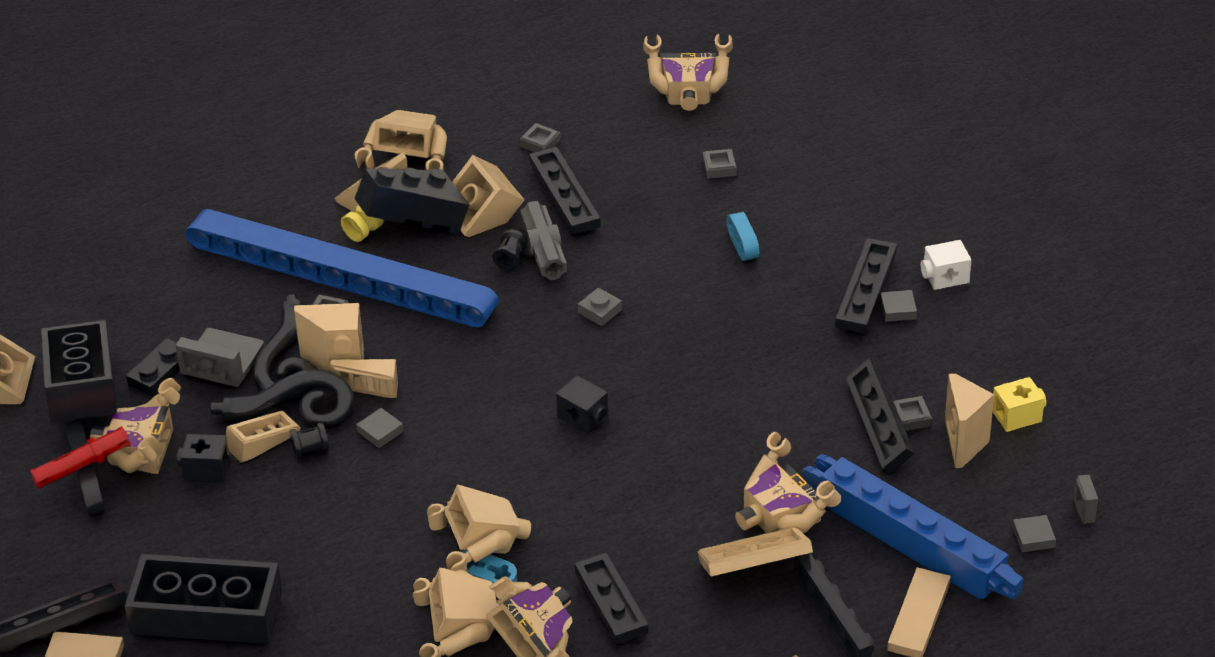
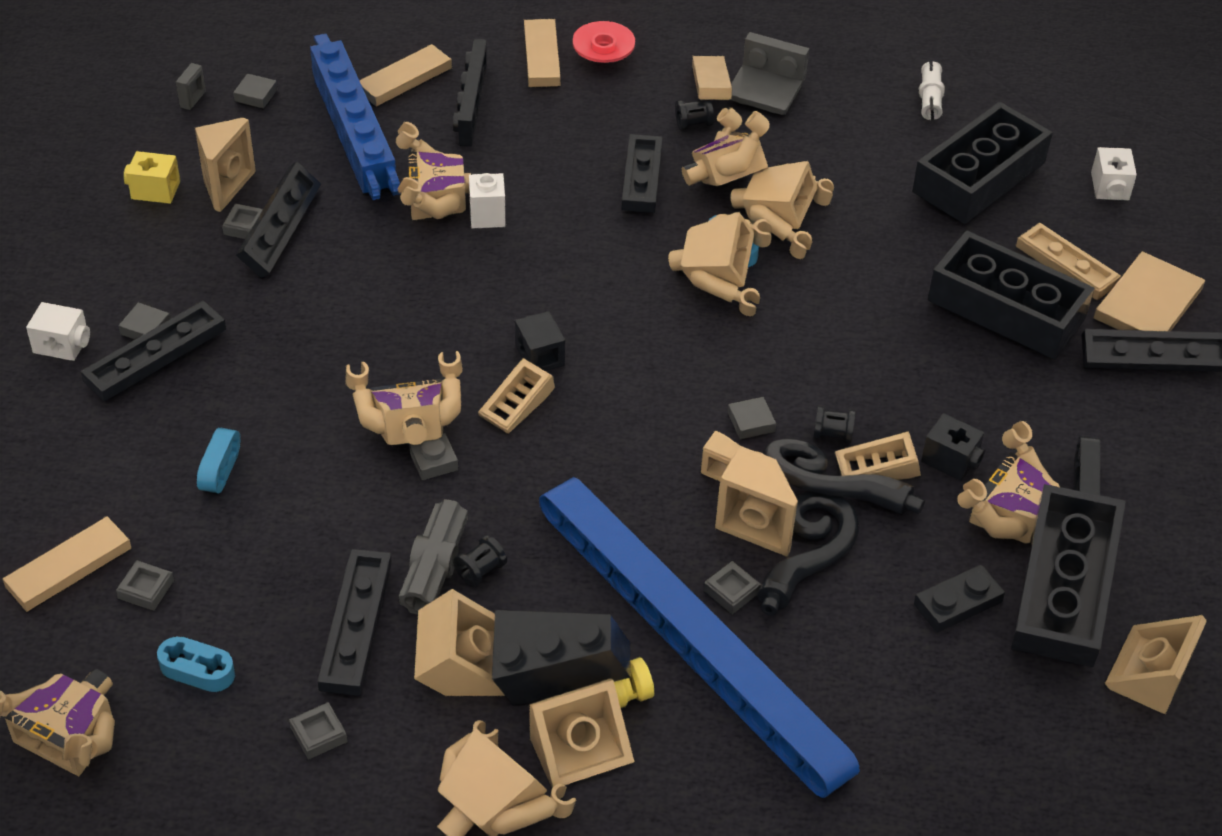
camera: 155 degrees left, 5 degrees up
(81, 457) = (1080, 464): red pin -> none
(218, 356) = (889, 564): dark grey bracket -> none
(569, 365) = (522, 373): none -> tan slope
(637, 303) = (408, 410): none -> tan torso
(644, 138) = (194, 667): none -> dark azure beam
(720, 499) = (487, 200): none -> white brick
(754, 551) = (502, 140): tan tile -> none
(779, 154) = (66, 563): none -> tan tile

